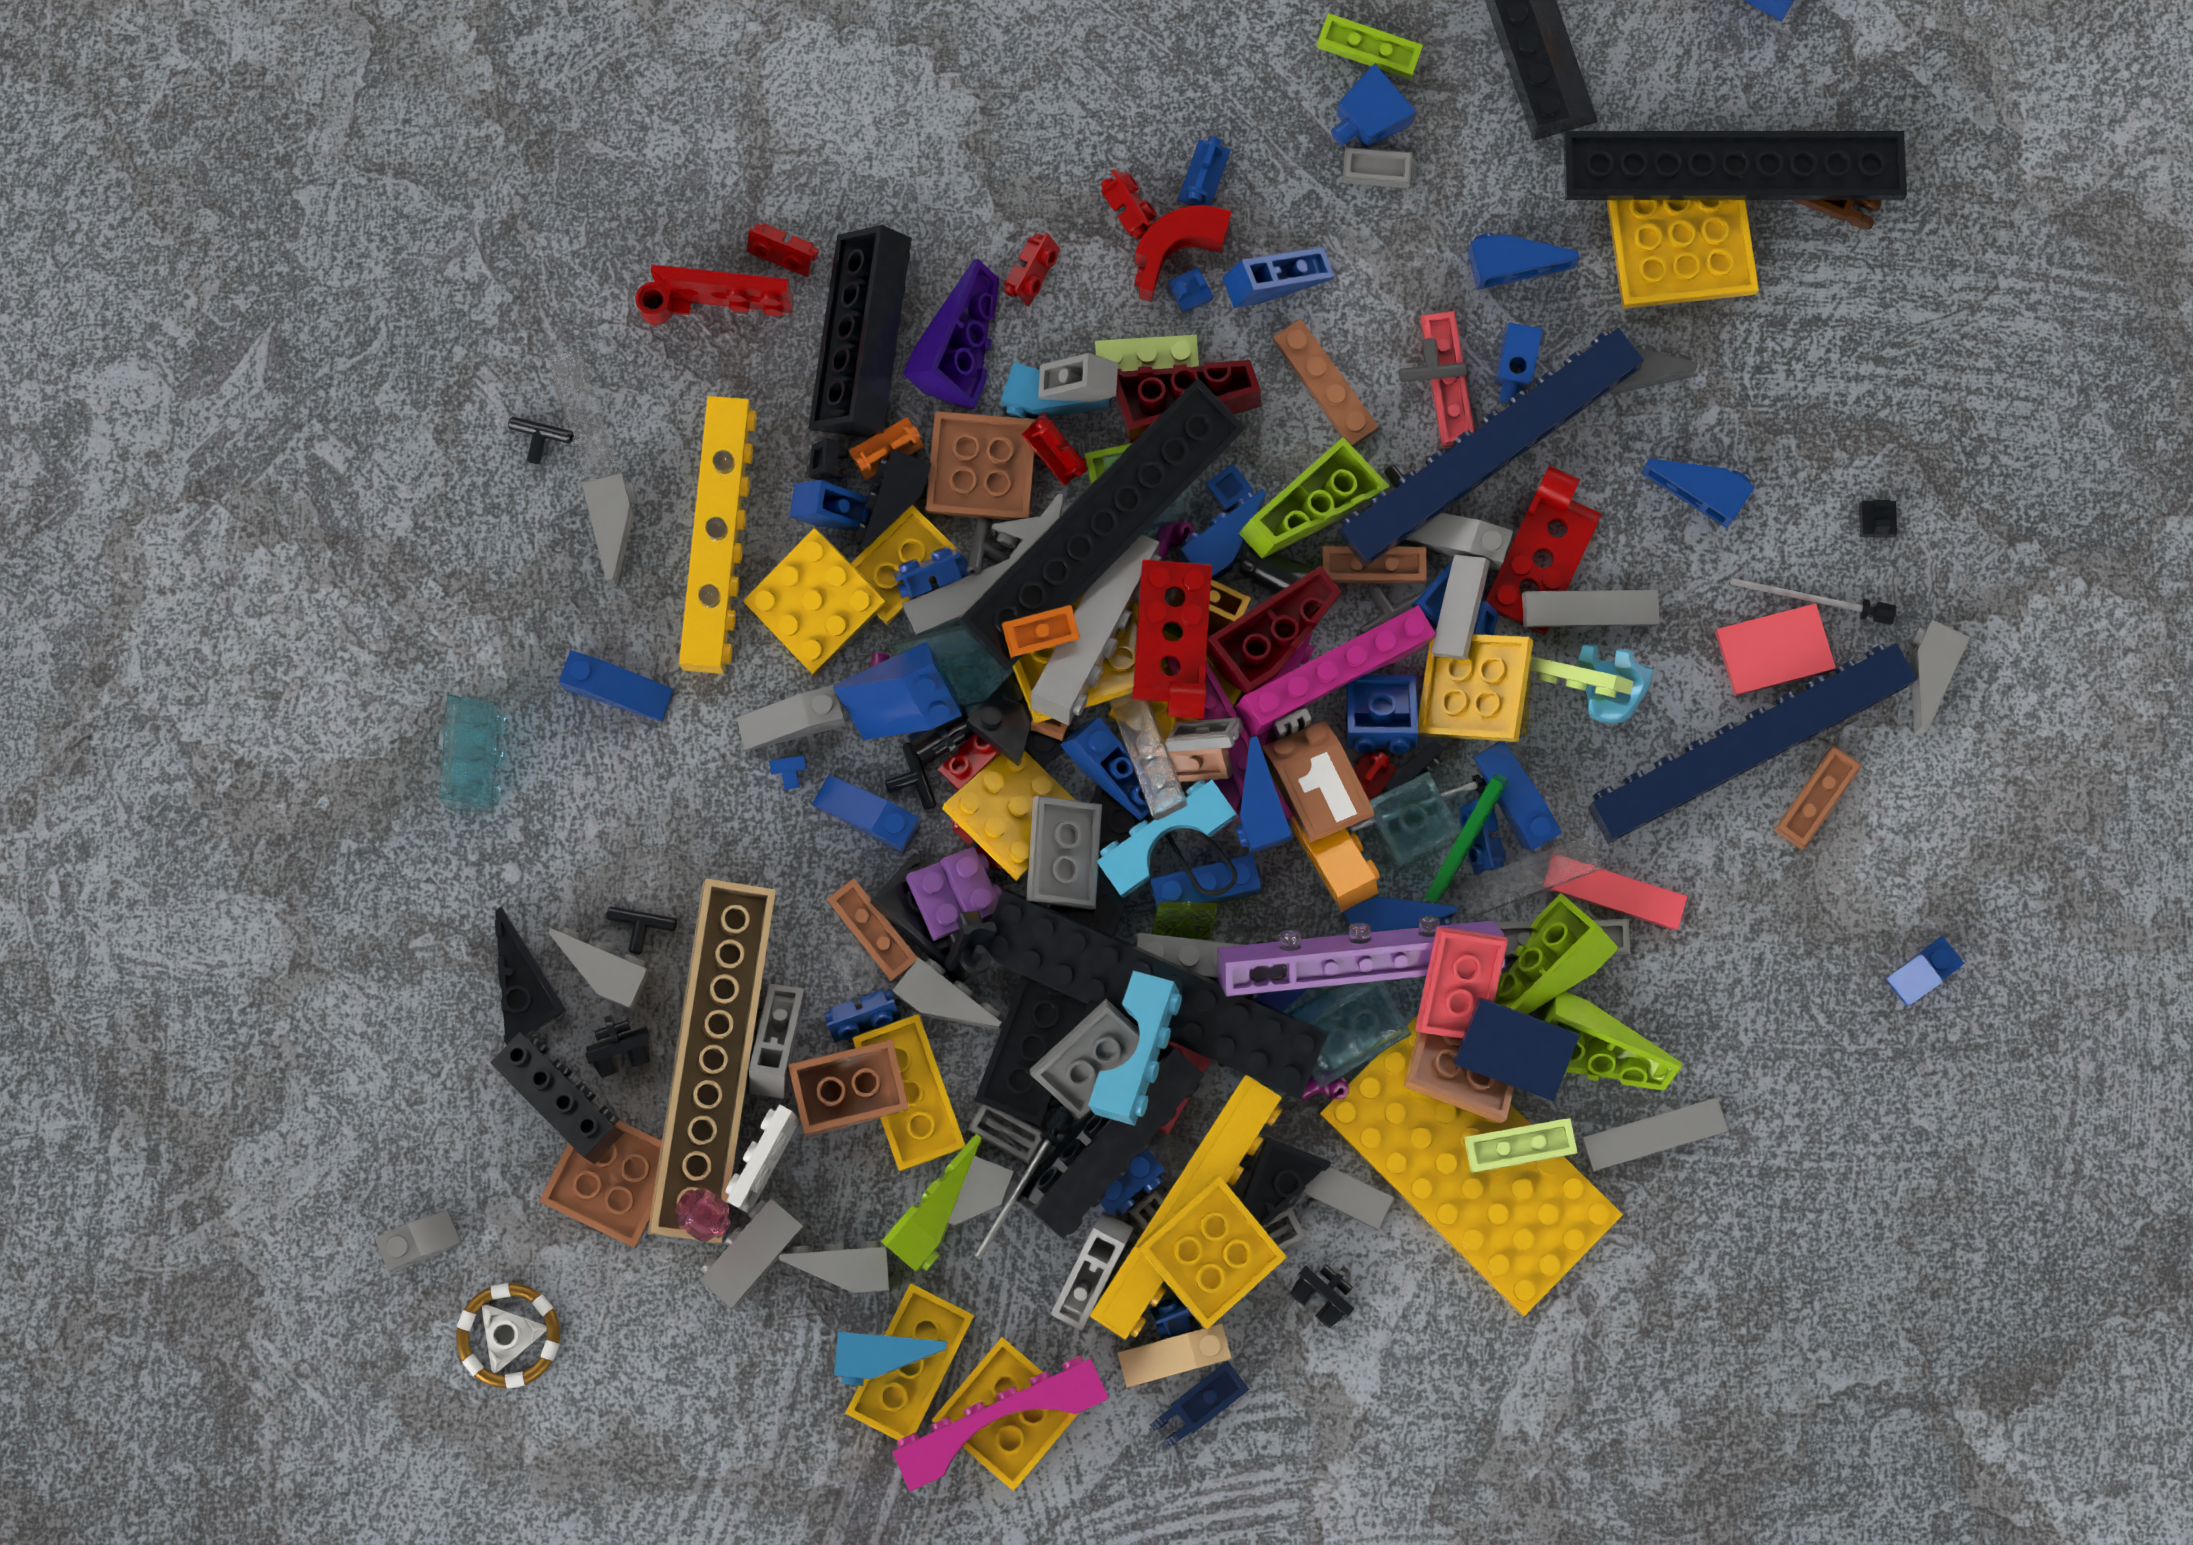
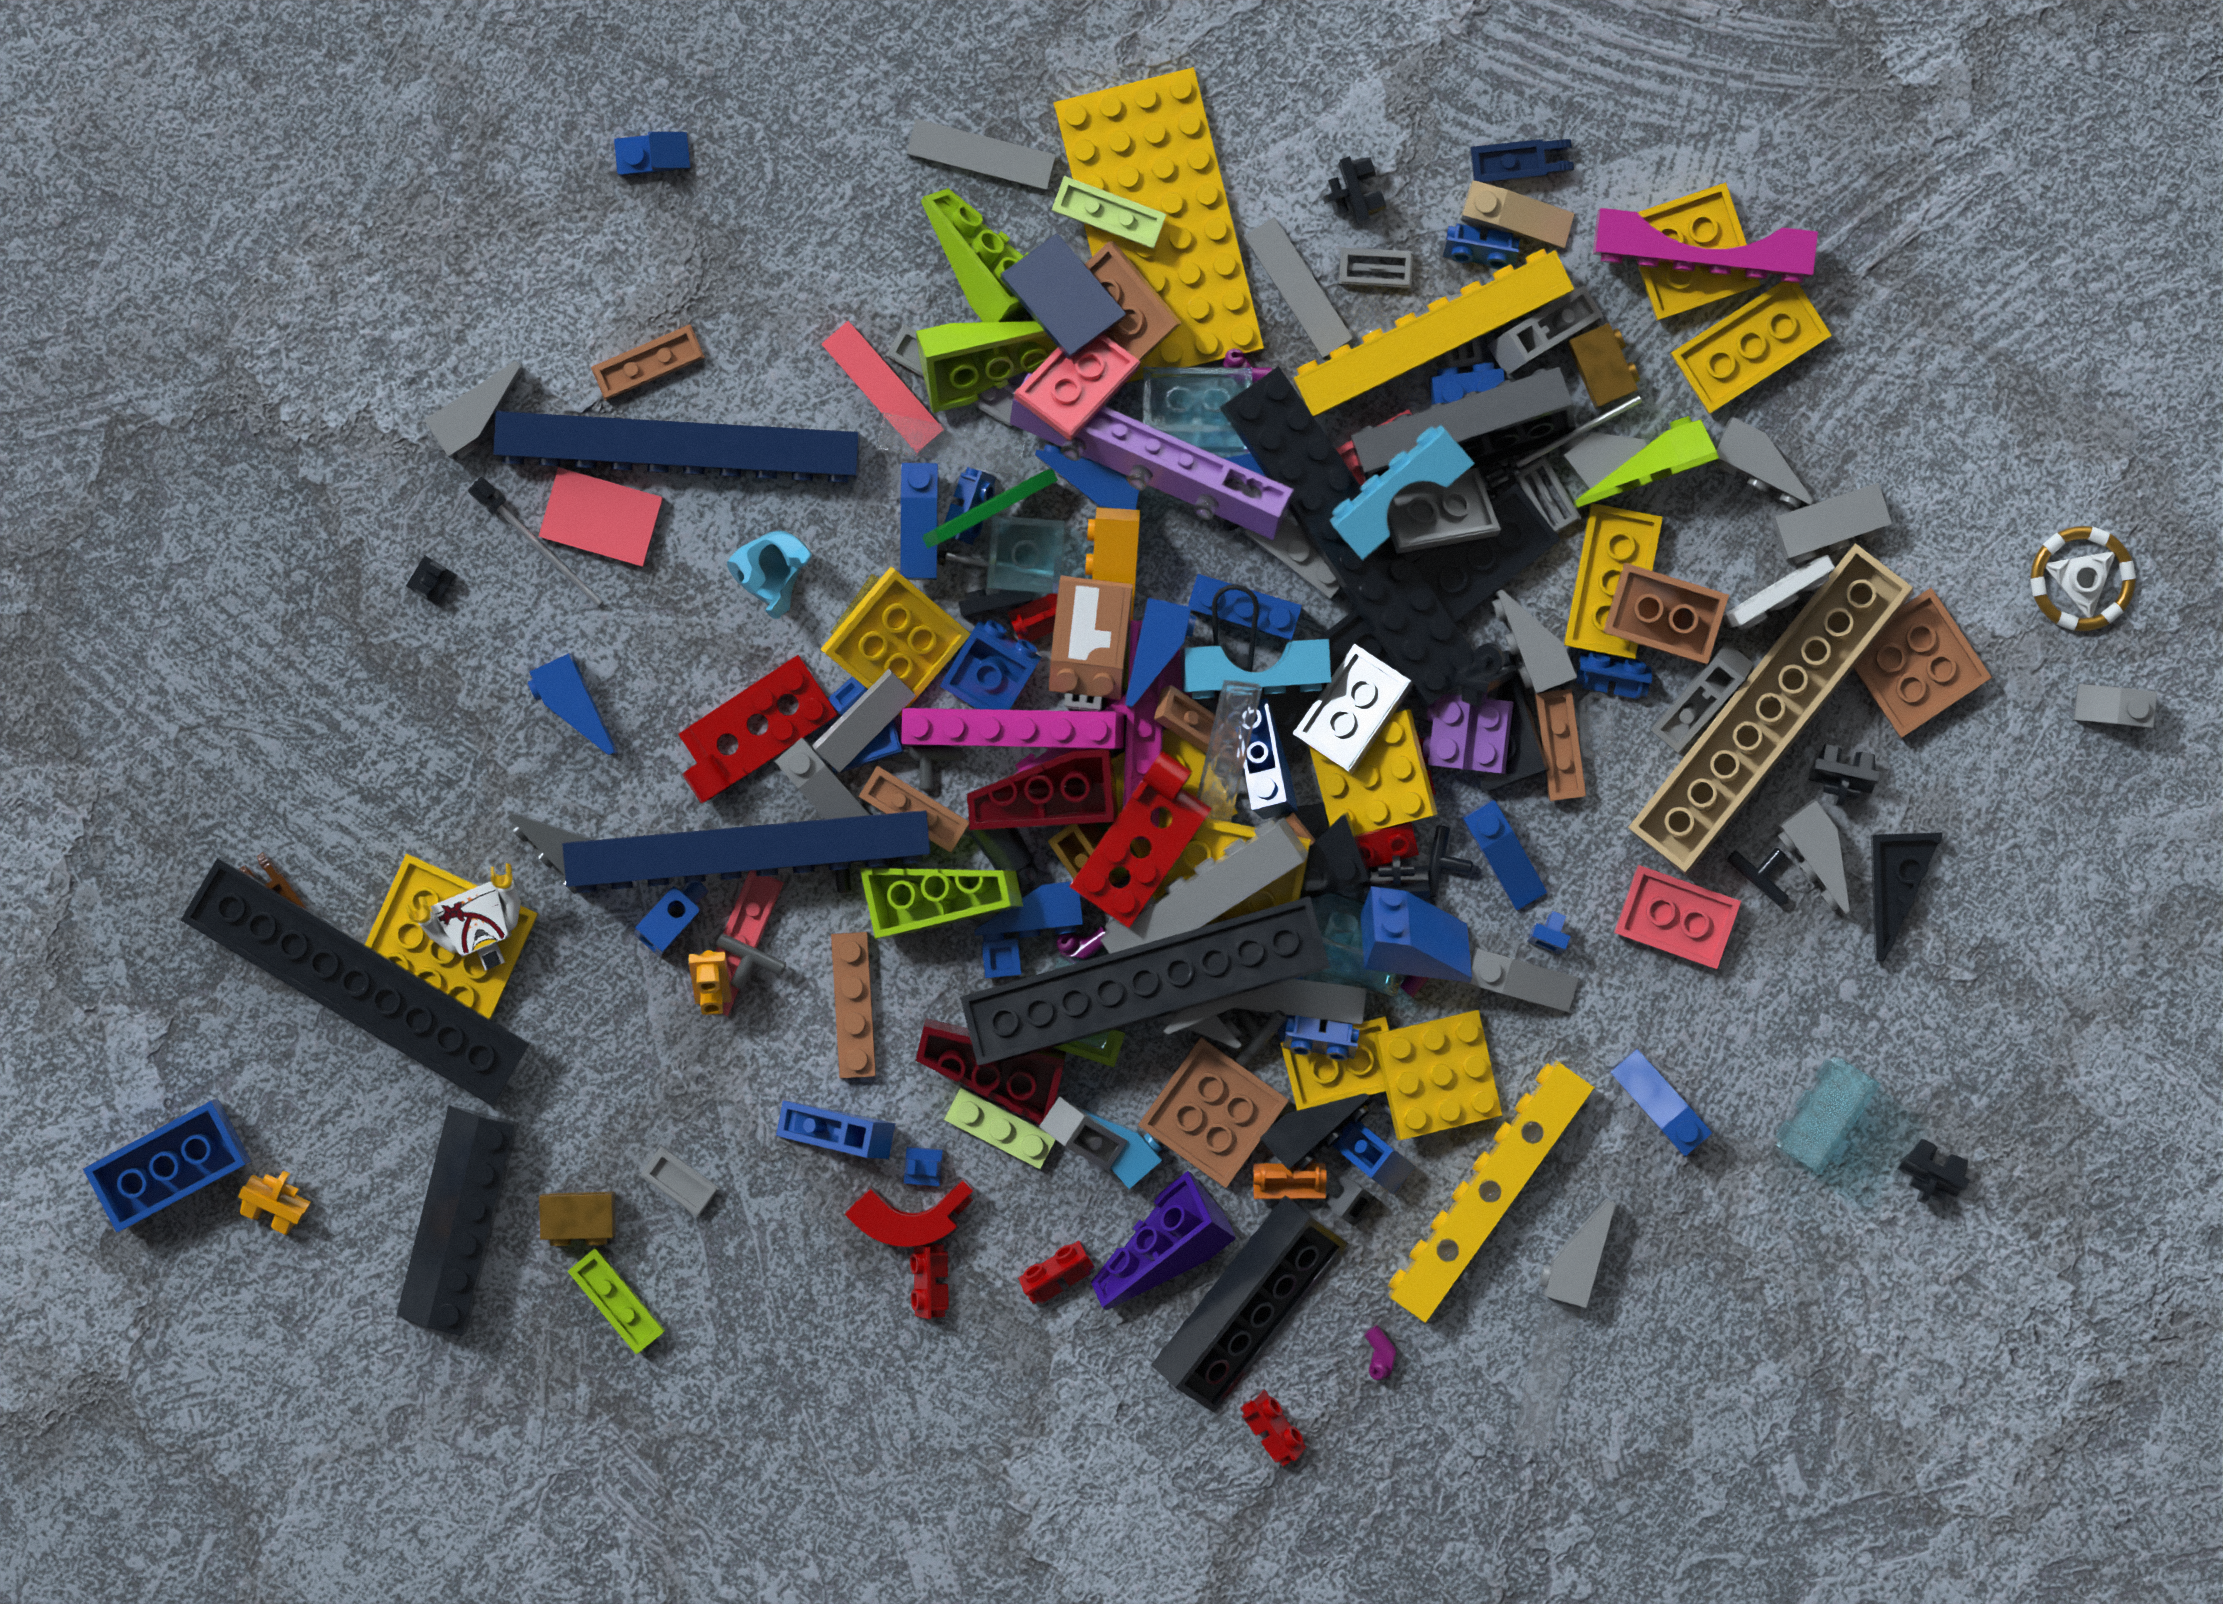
camera: 150 degrees left, 10 degrees up
(338, 765) = (1931, 1177): none -> black hips
(539, 434) = (1595, 1381): black piece -> none
(558, 1097) = (1923, 757): black brick -> none
(684, 286) = (1393, 1440): red hinge -> none
(690, 846) = (1677, 916): none -> coral plate
(702, 1214) = (1859, 573): clear pink head -> none
(726, 356) = (1383, 1355): none -> magenta arm
(876, 1355) = (1779, 367): dark azure slope -> none
(1025, 1270) = (1603, 365): none -> pearl gold brick
(1040, 631) = (1262, 912): orange plate -> none
(1054, 449) = (1139, 1086): red hinge -> none
(1184, 919) = (1282, 586): clear neon green piece -> none
(1204, 172) = (843, 1269): blue hinge -> none
(1204, 734) = (1169, 736): light grey tile -> none
(1211, 1251) = (1436, 279): yellow plate -> none
(1278, 1177) = (1340, 311): black wing -> none
(1372, 110) = (653, 1236): blue torso -> none
(1442, 90) = (577, 1217): none -> pearl gold brick
(1454, 328) = (710, 981): none -> light orange hips
(1512, 259) = (614, 1019): blue slope -> none
(1579, 677) = (799, 592): yellowish green plate -> none
(1590, 608) = (745, 651): light grey tile -> none
(1674, 264) = (473, 918): none -> torso

